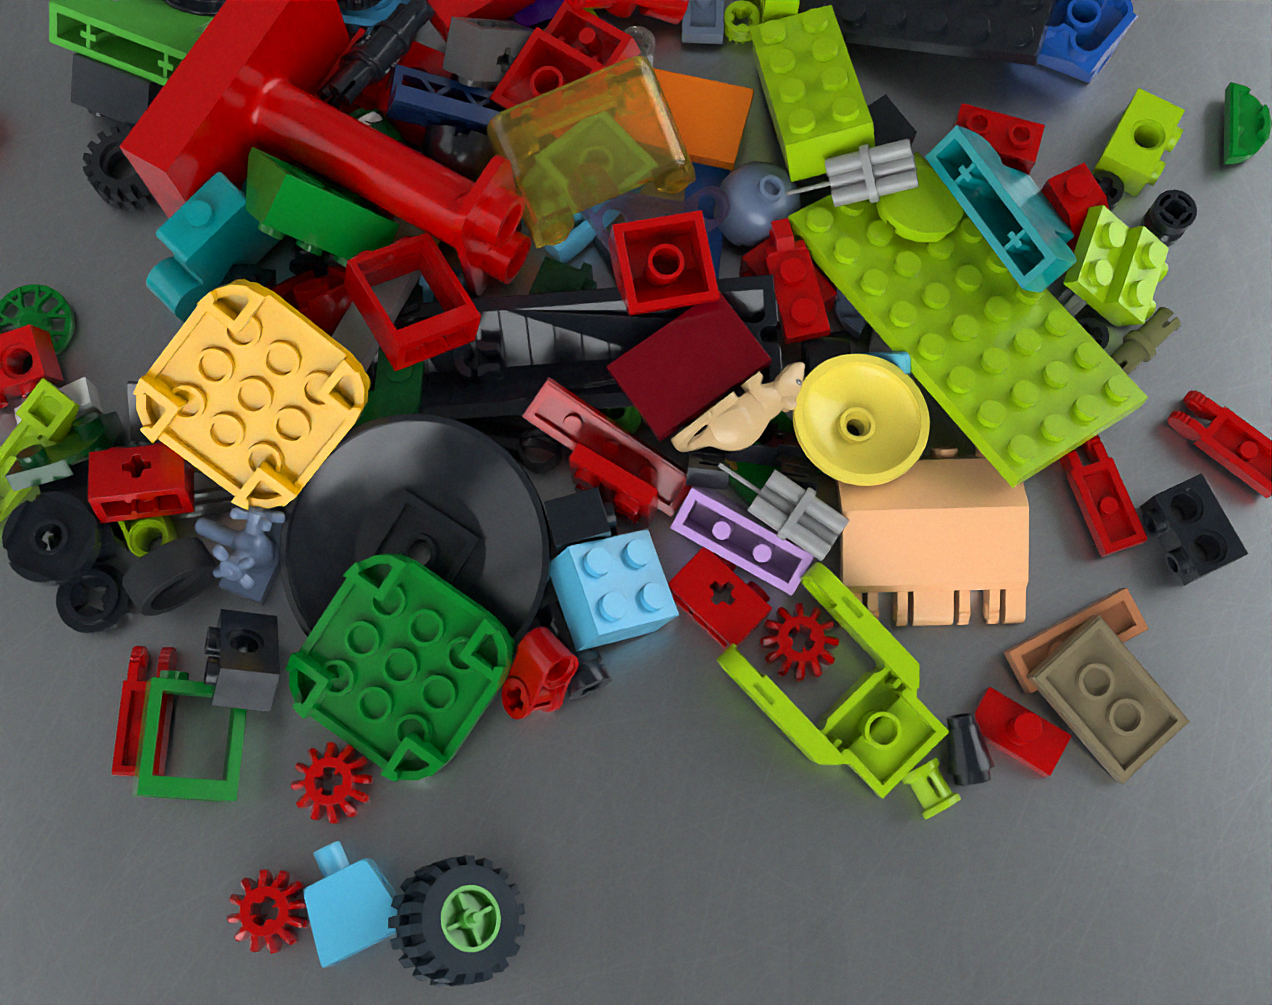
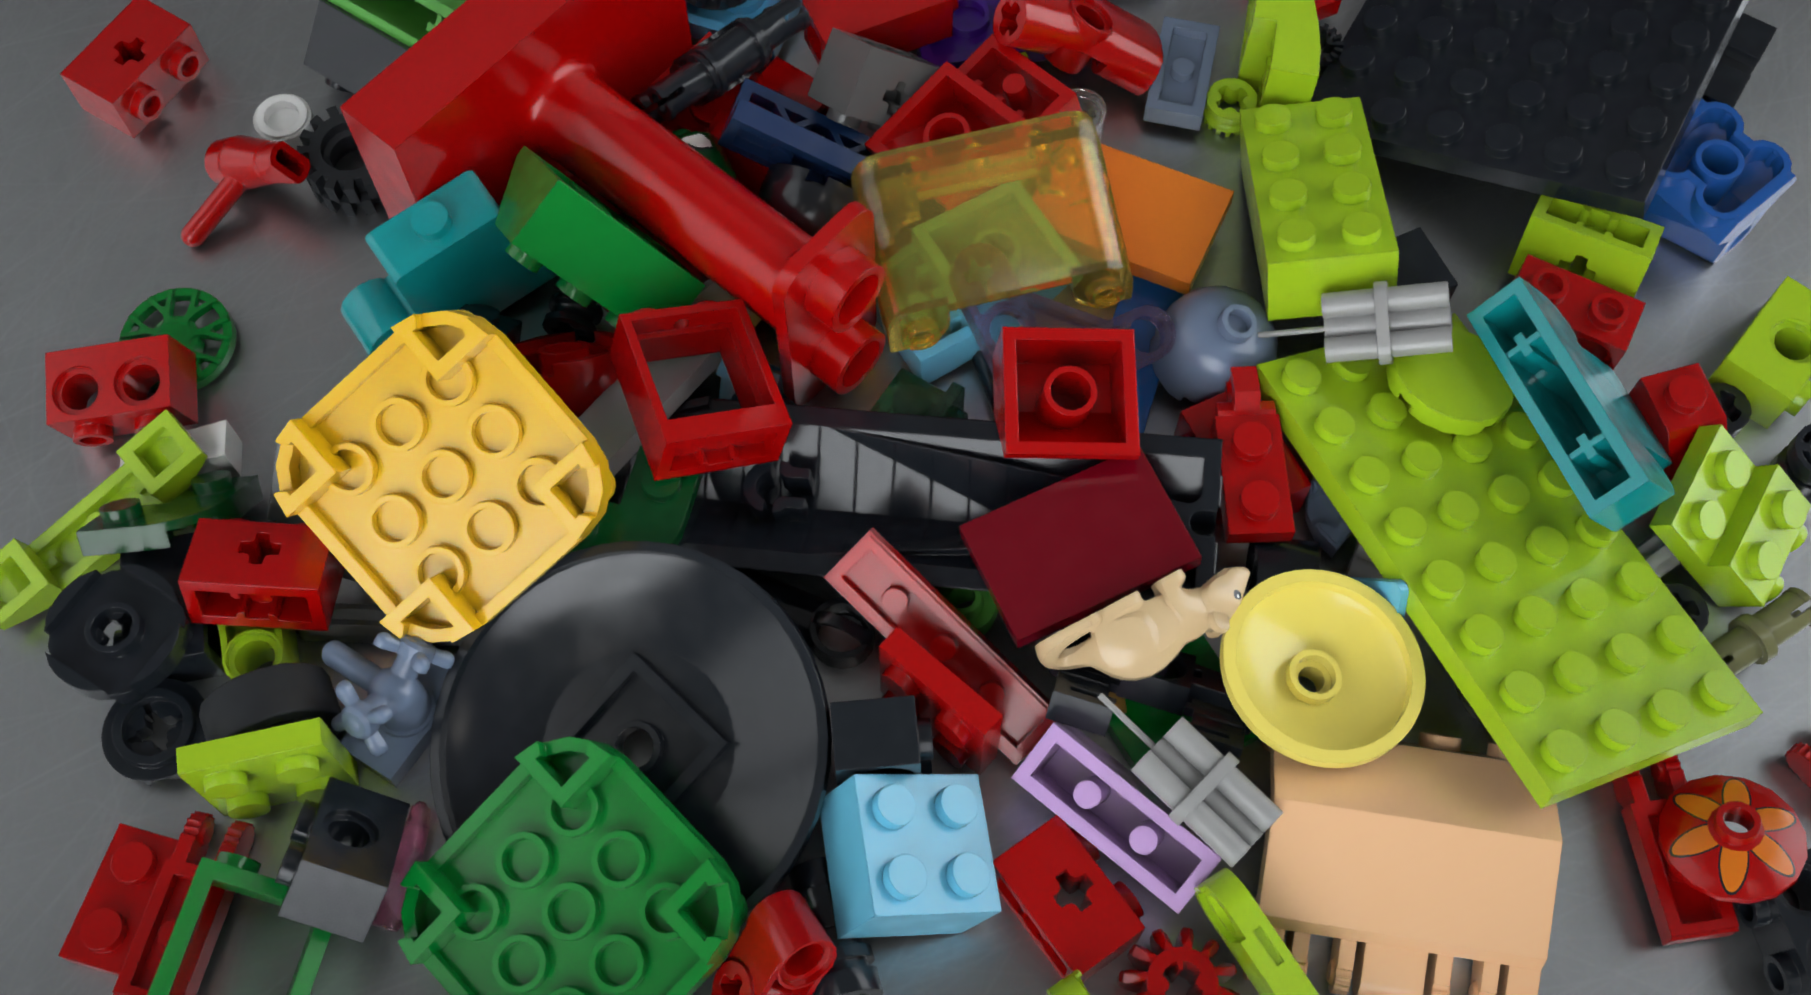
camera: 10 degrees right, 10 degrees down
(44, 187) = (238, 166): none -> red piece
(66, 147) = (283, 119): none -> white tile
(97, 712) = (117, 899): none -> red plate
(172, 612) = (266, 767): none -> lime plate
(285, 637) = (410, 850): none -> clear pink piece
(1002, 87) = (1590, 243): none -> lime brick
(1135, 499) = (1725, 862): none -> red dish

